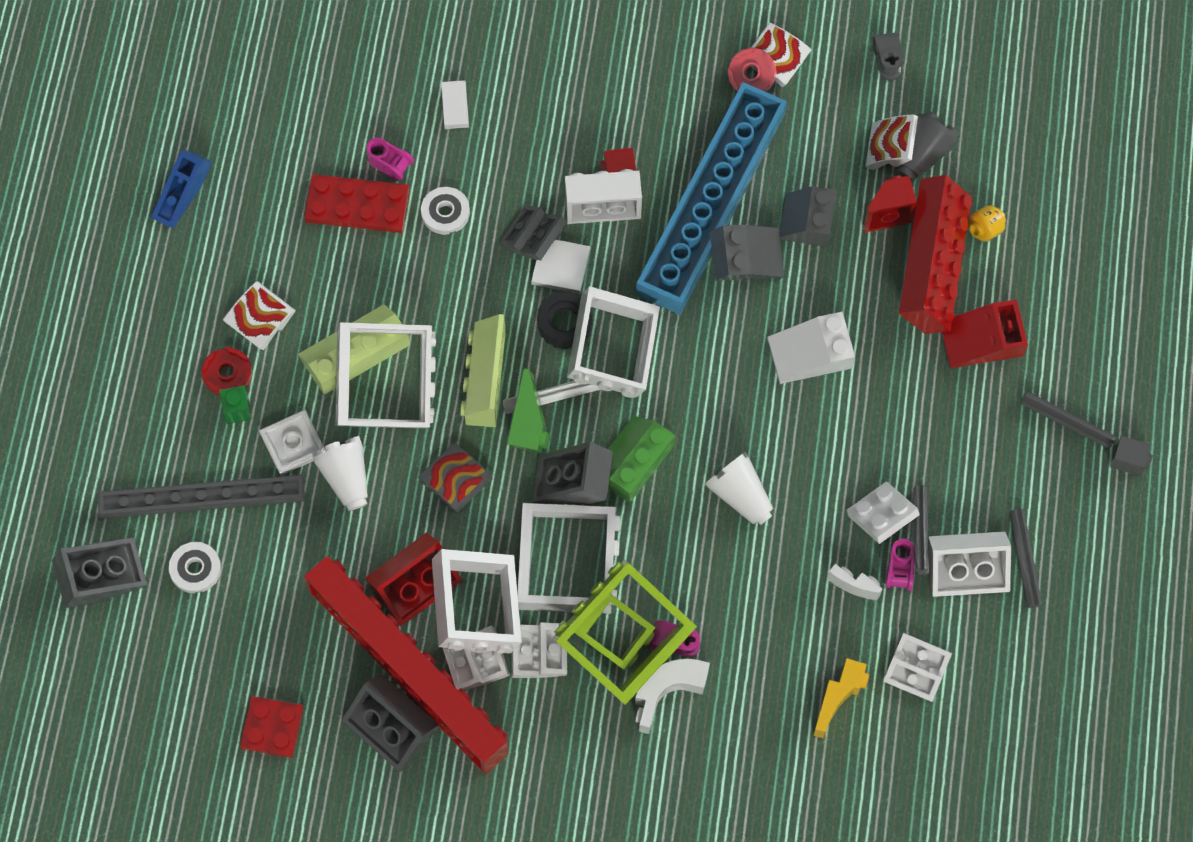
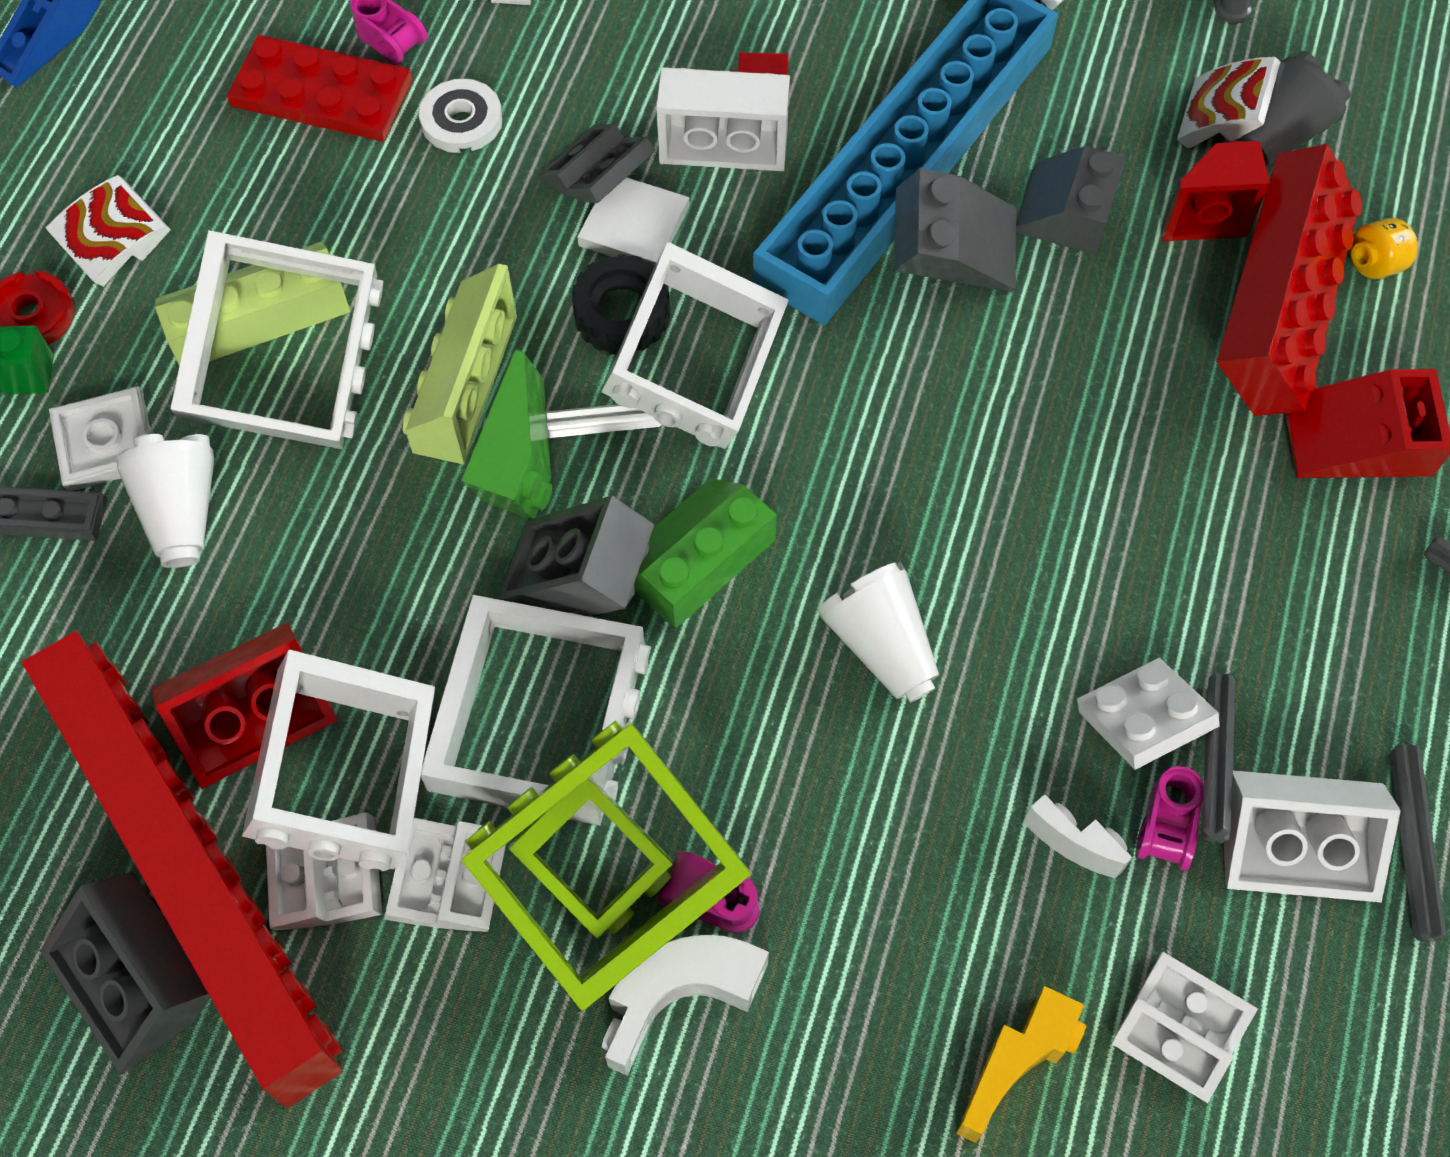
camera: 10 degrees right, 5 degrees down
(455, 477) = (368, 537): slope -> none
(812, 348) = (1051, 409): white slope -> none

